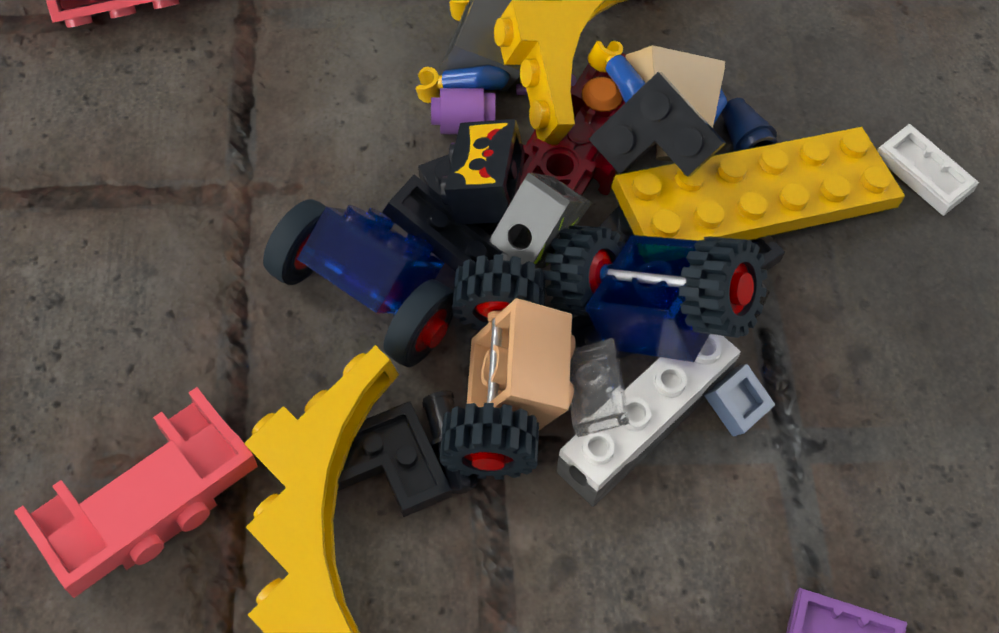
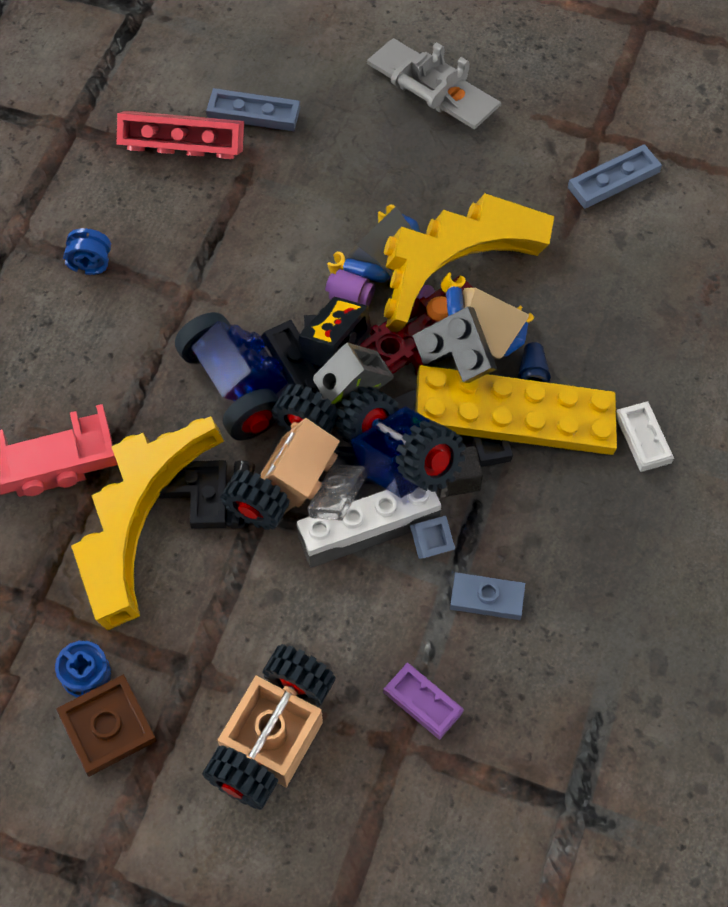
camera: 25 degrees right, 0 degrees up
(74, 182) = (87, 252): none -> blue wheel
(847, 451) = (487, 596): none -> sand blue plate

